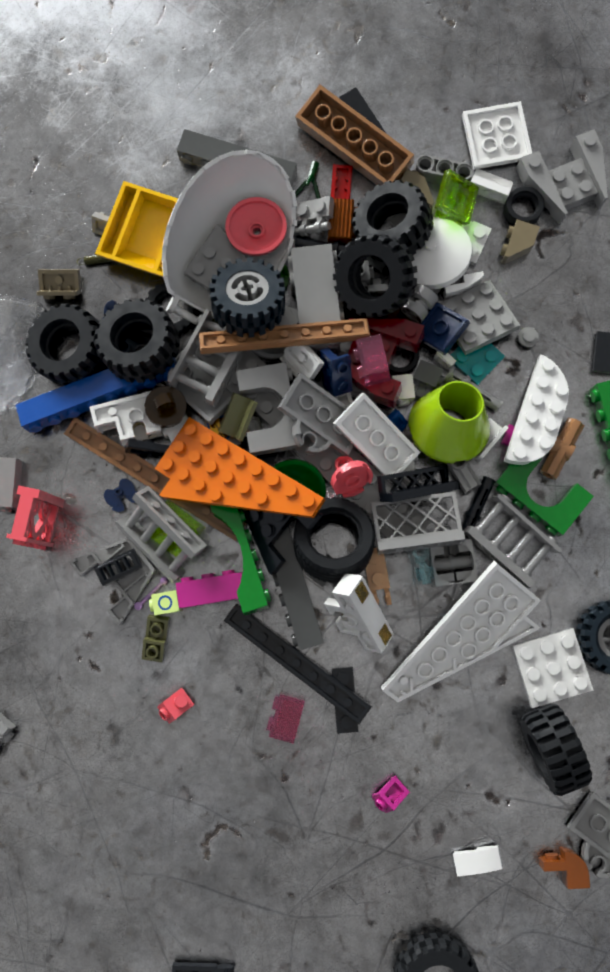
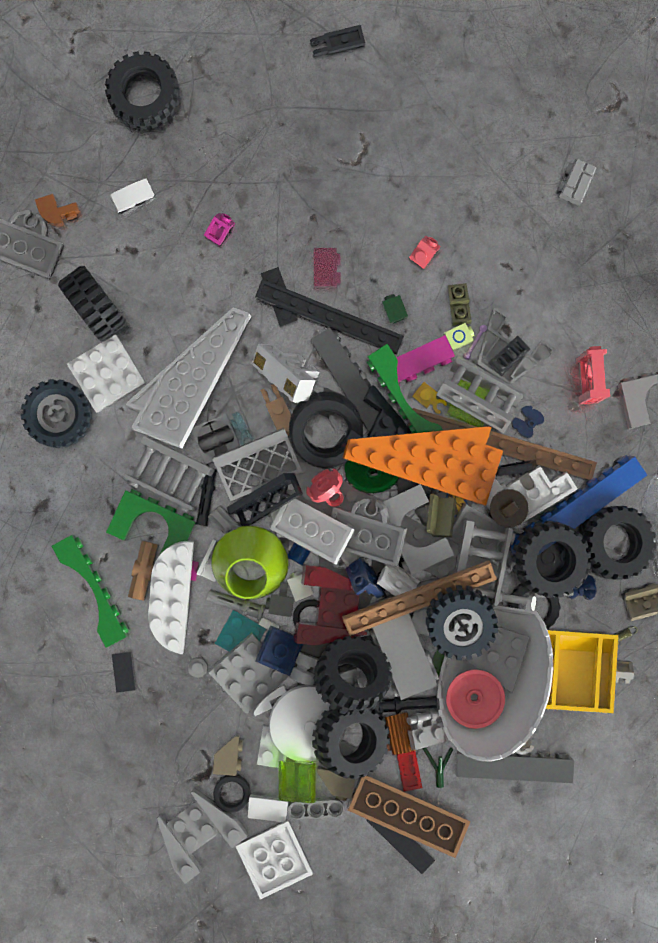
camera: 155 degrees right, 5 degrees up
(217, 549) = (427, 396): none -> yellow plate
(225, 652) = (394, 309): none -> dark green brick
(373, 360) = (334, 596): clear pink brick -> none

